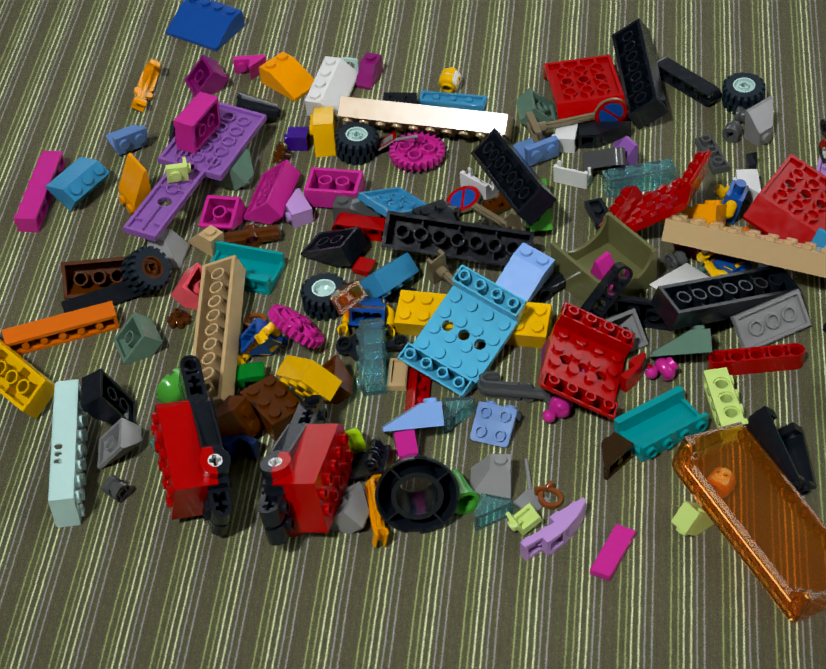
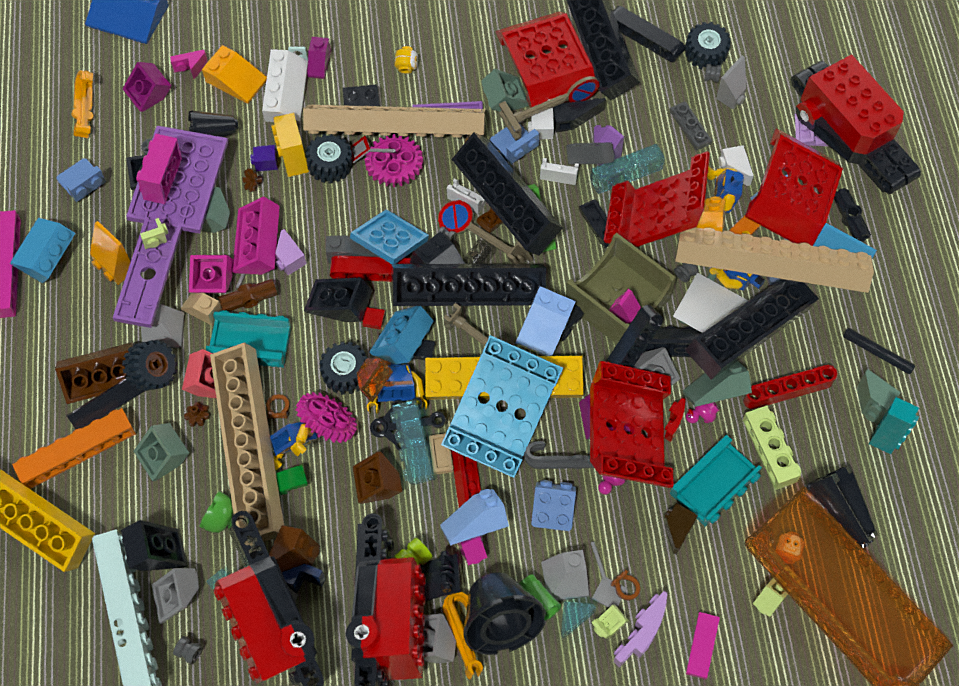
camera: 15 degrees left, 20 degrees up
(272, 404) = (325, 519): reddish brown brick -> none
(307, 377) = (357, 489): yellow brick -> none
(326, 183) = (319, 219): dark pink brick -> none
(453, 100) = (413, 84): dark azure tile -> none
(456, 411) = (512, 494): clear light blue slope -> none
(732, 131) = (705, 95): dark grey wheel -> none
(751, 160) = (730, 134): black slope -> none
(771, 320) = (796, 339): light grey tile -> none

